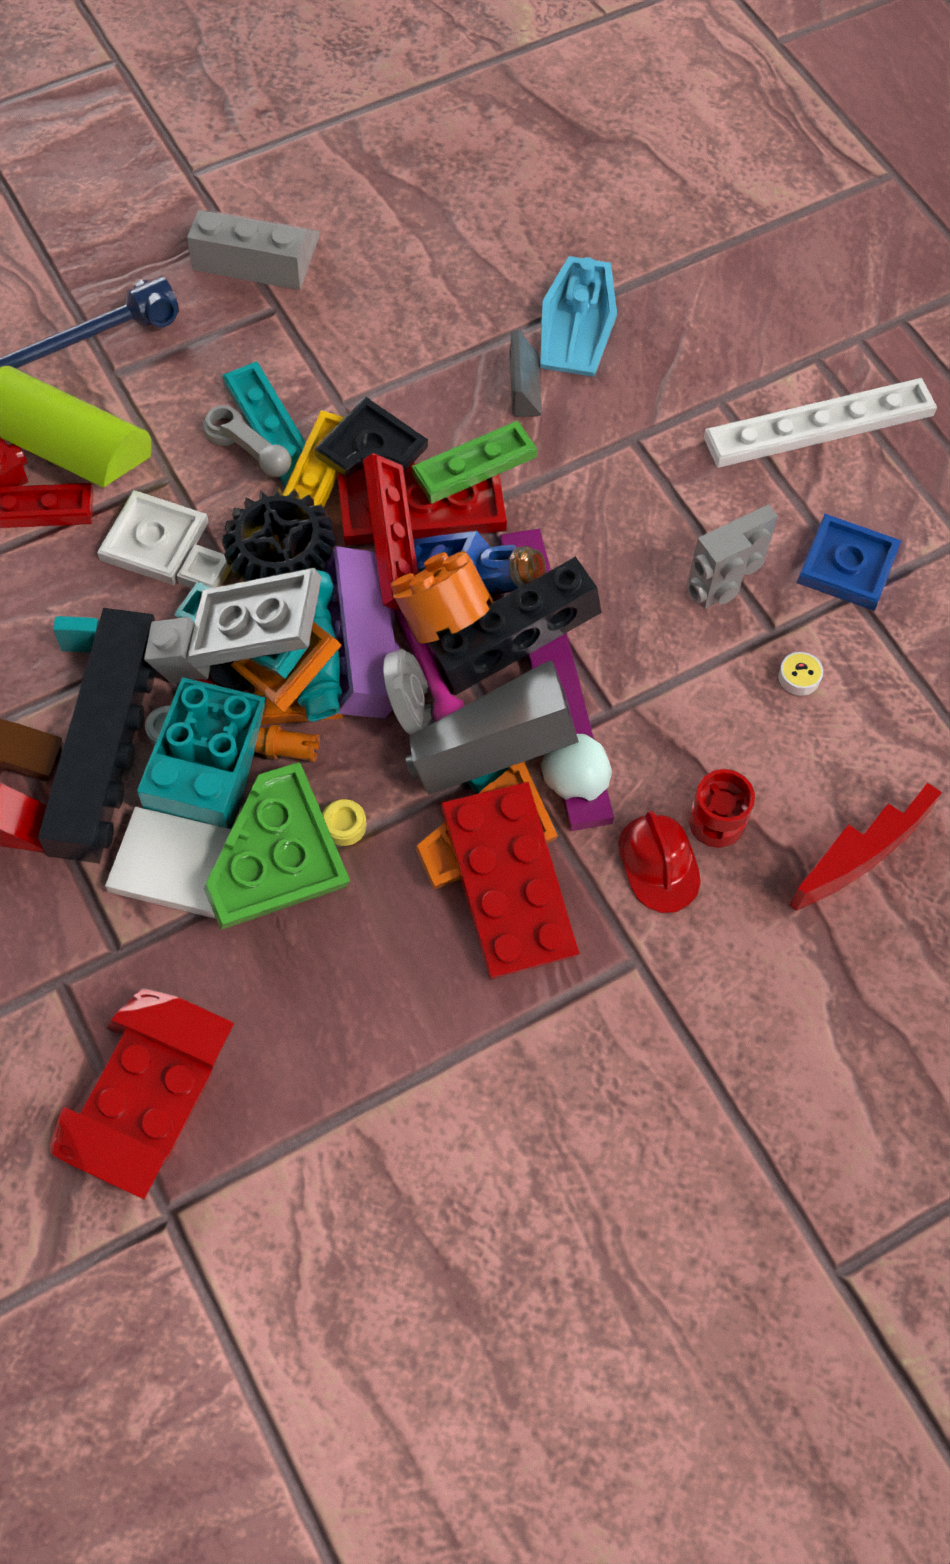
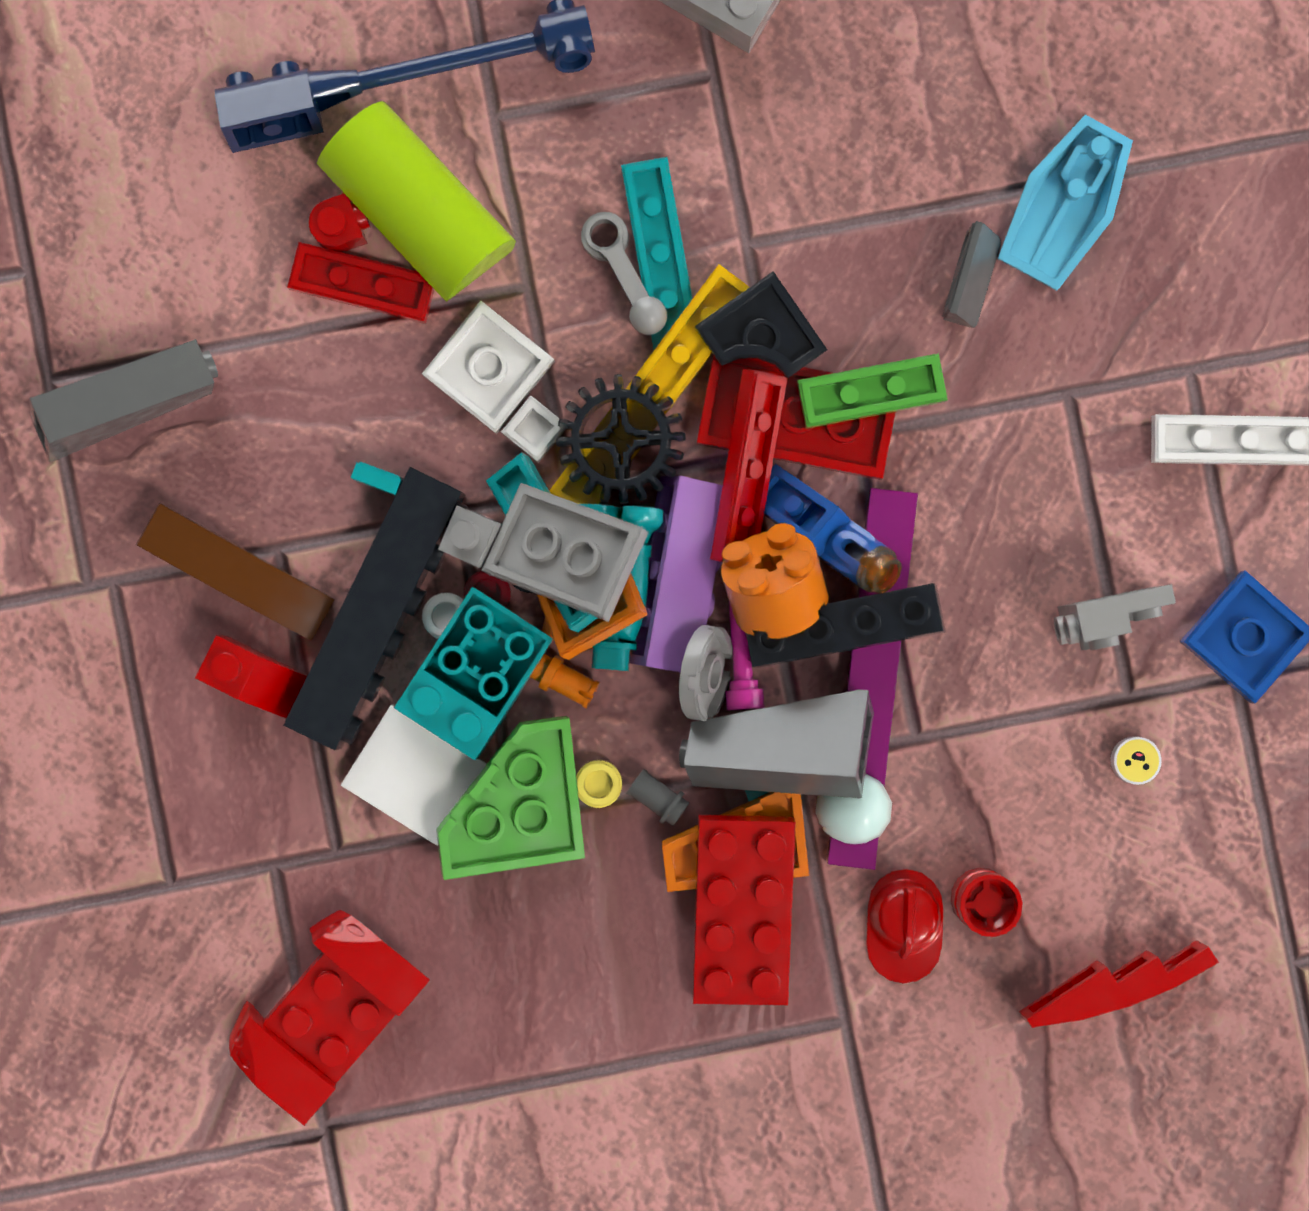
camera: 15 degrees right, 25 degrees up
(401, 814) = (658, 797): none -> dark grey pin

